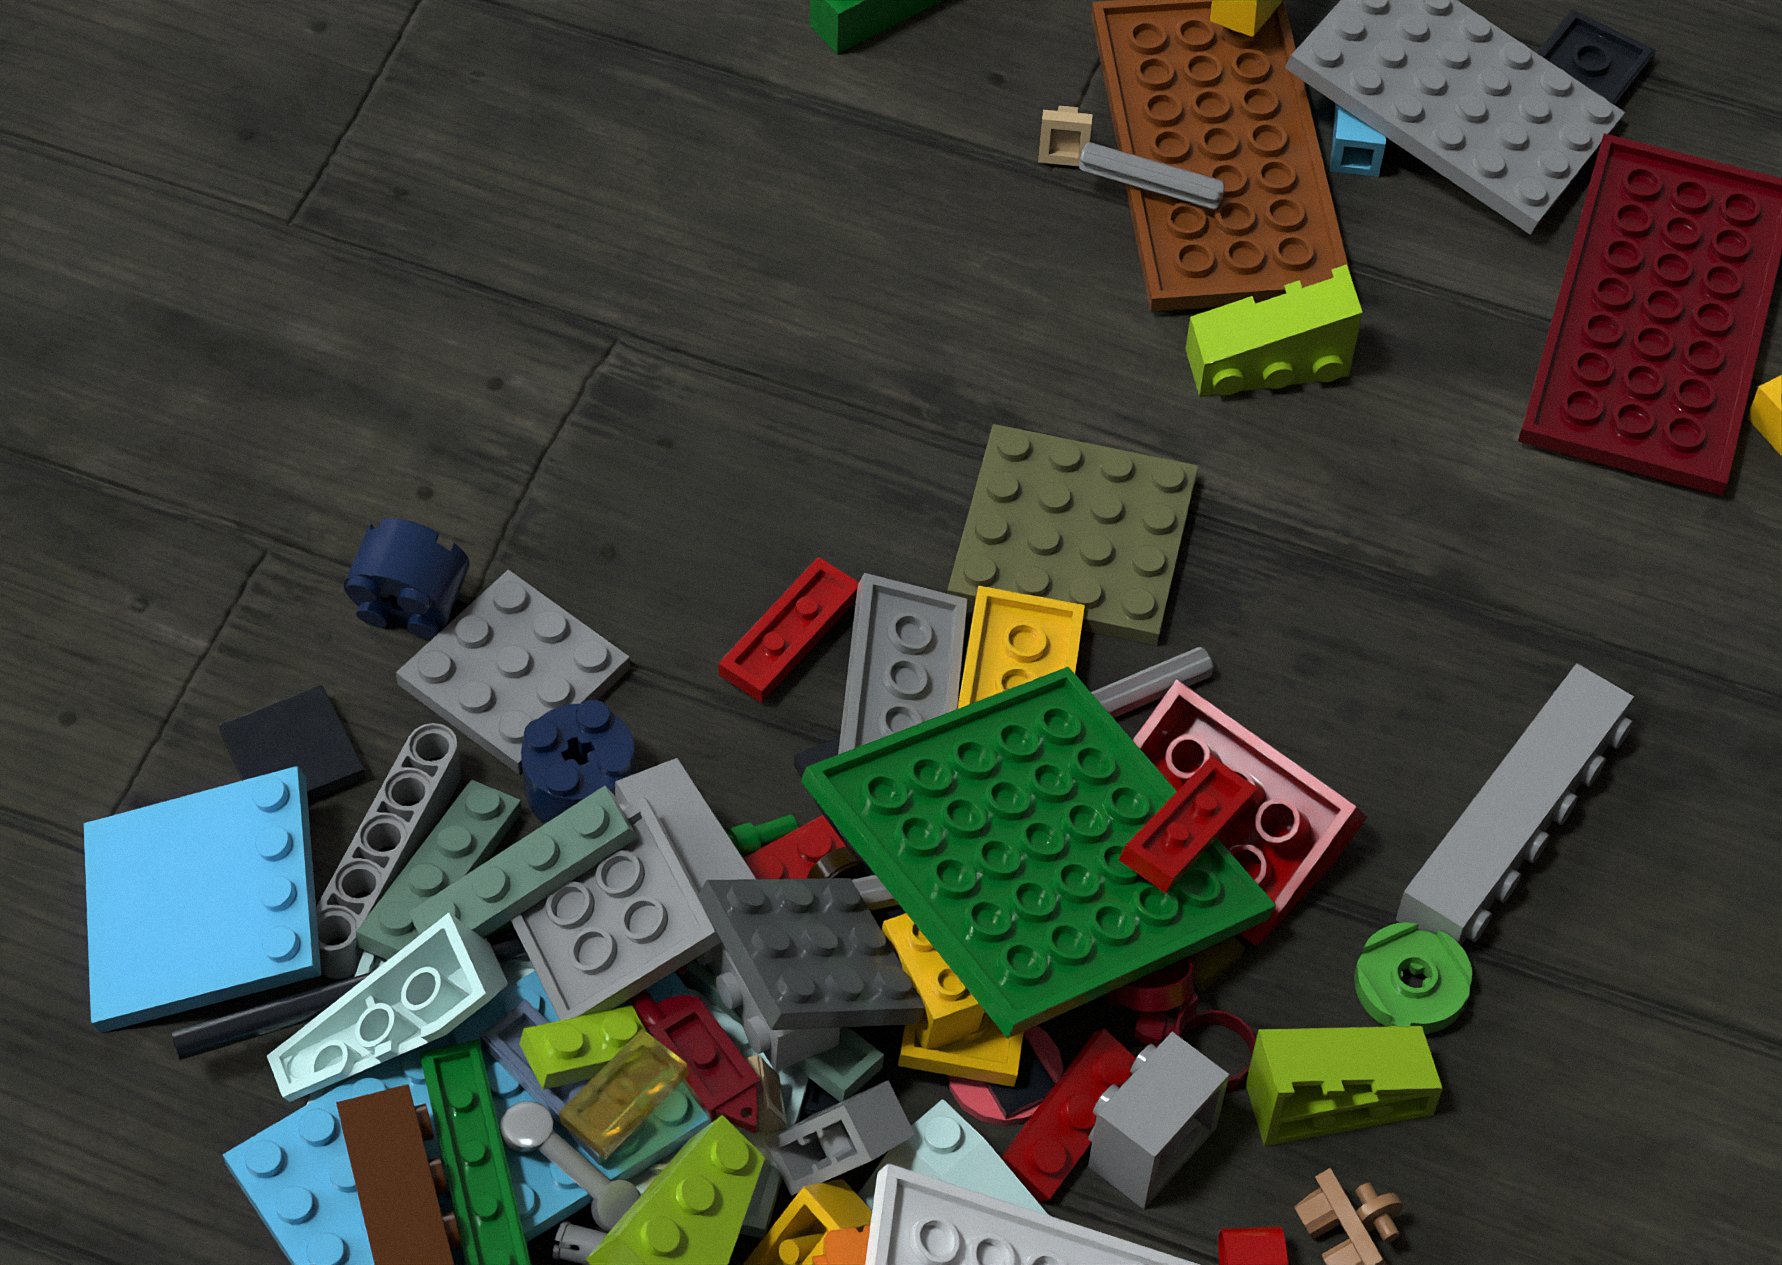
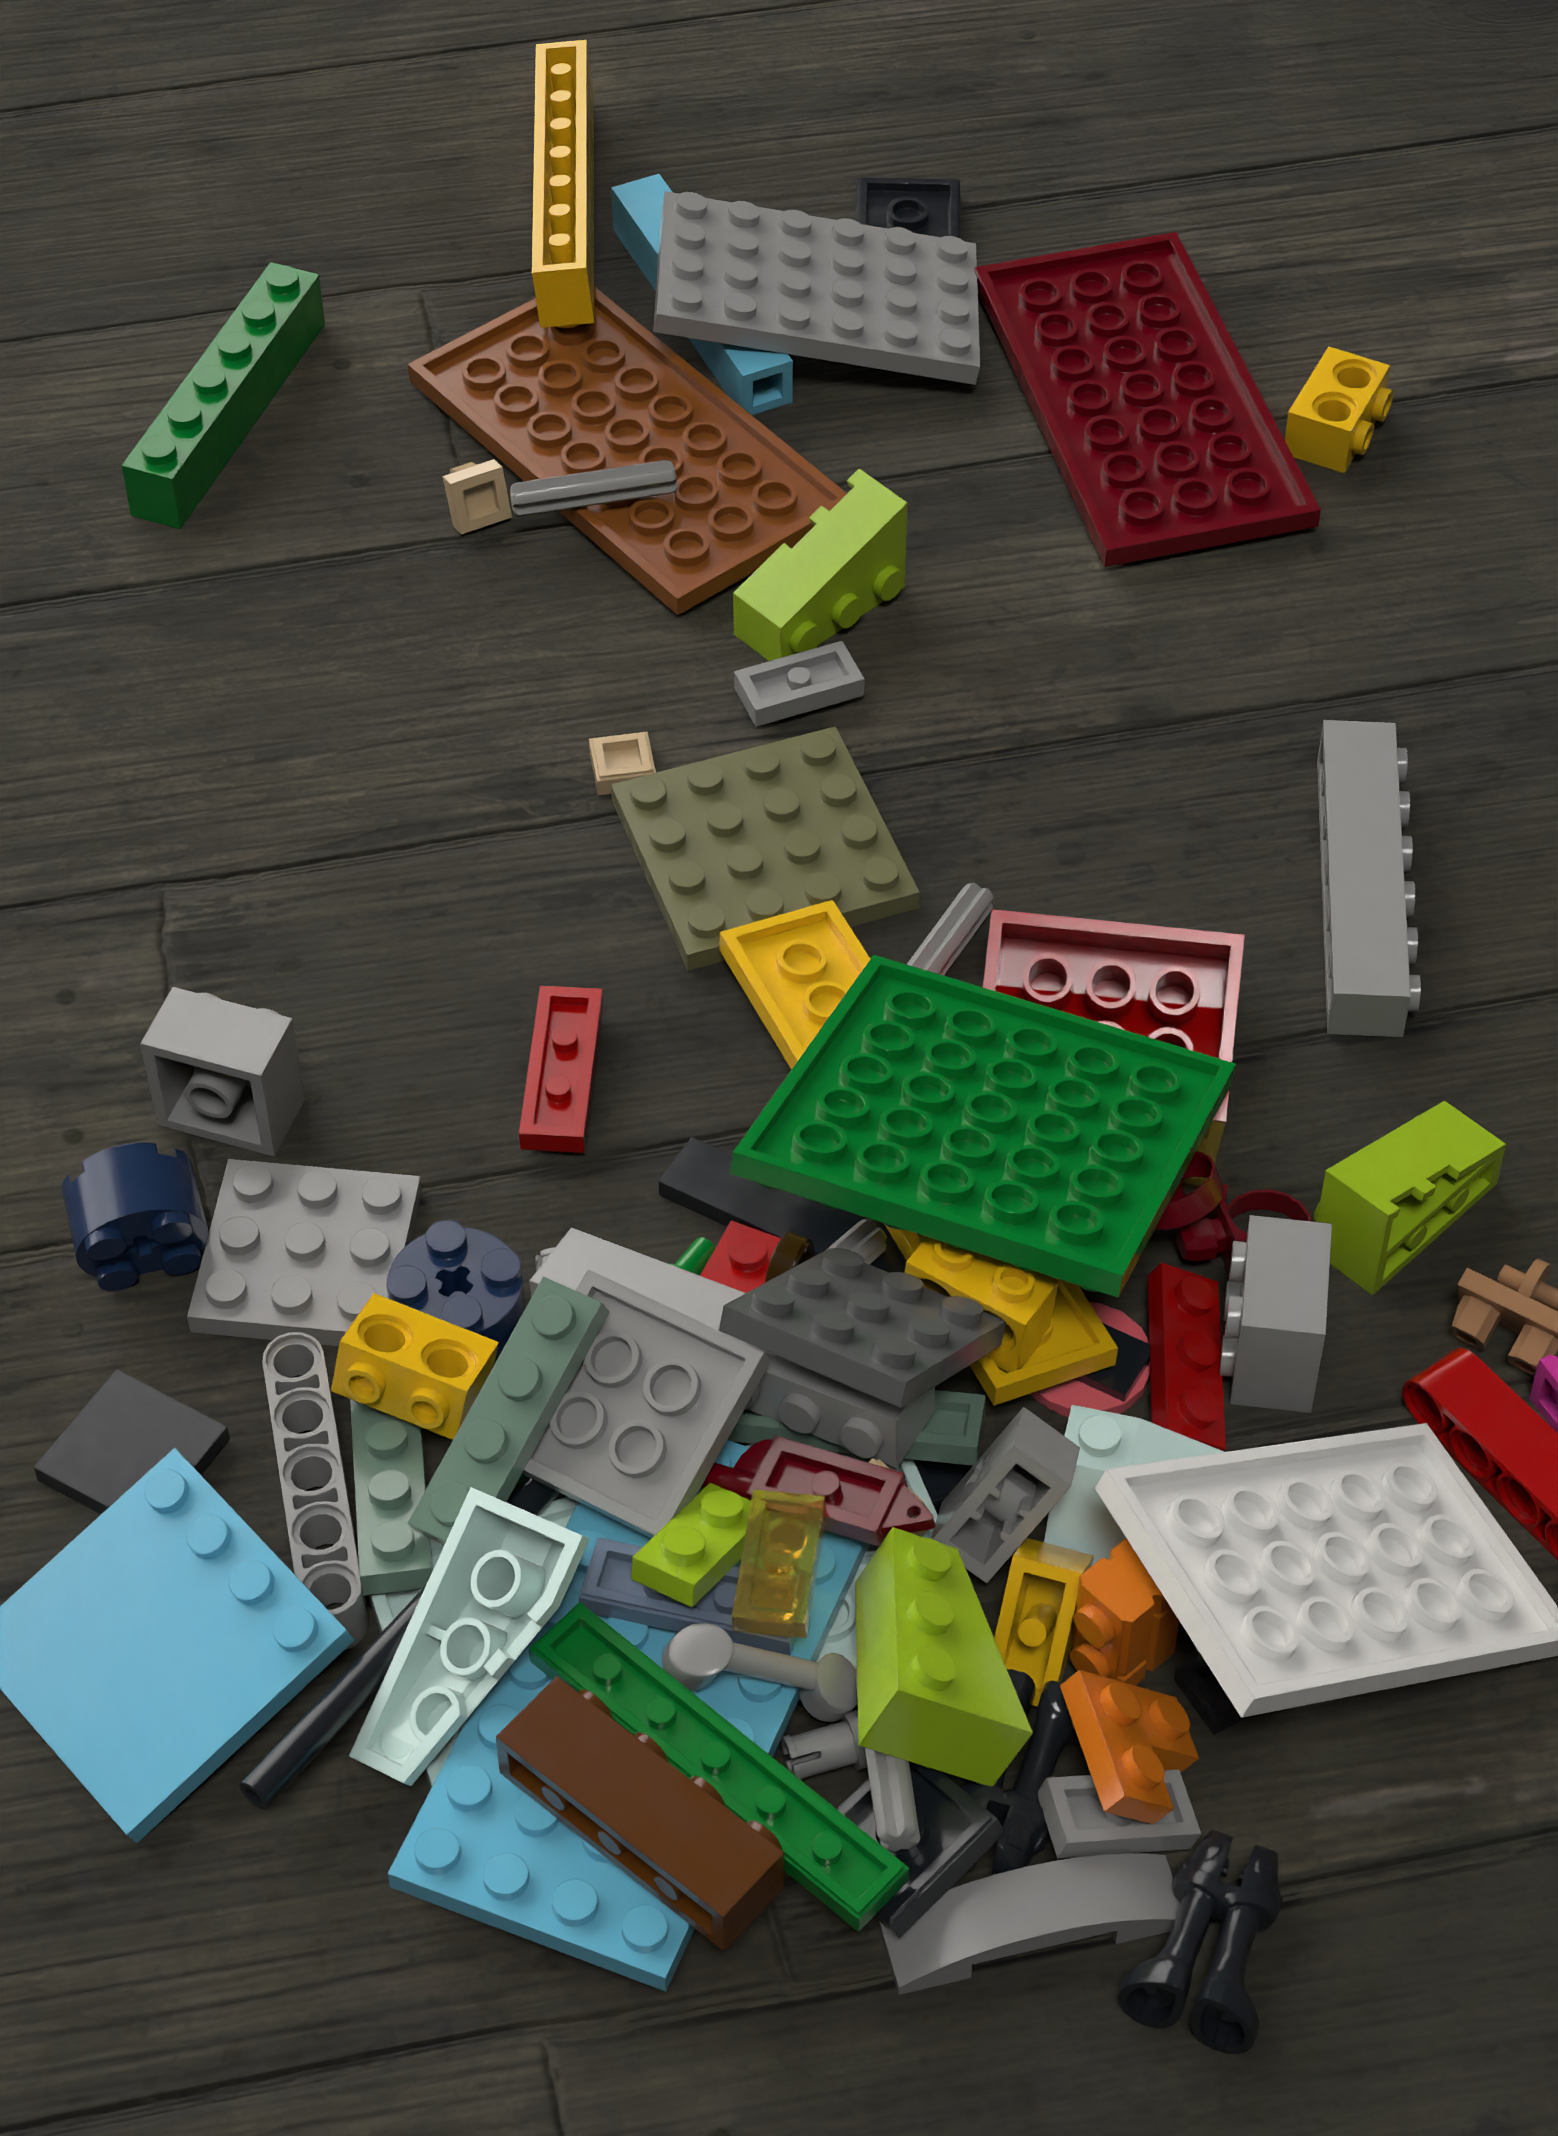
camera: 30 degrees left, 5 degrees down
(498, 792) = (412, 1365): none -> yellow brick
(541, 501) = (223, 1071): none -> light grey brick
(900, 659) = (701, 1044): light grey plate -> none
(1019, 407) = (620, 759): none -> tan tile
(1187, 824) = (1110, 1029): red plate -> none
(1196, 415) = (799, 683): none -> light grey plate
(1406, 947) = (1382, 1100): bright green plate -> none

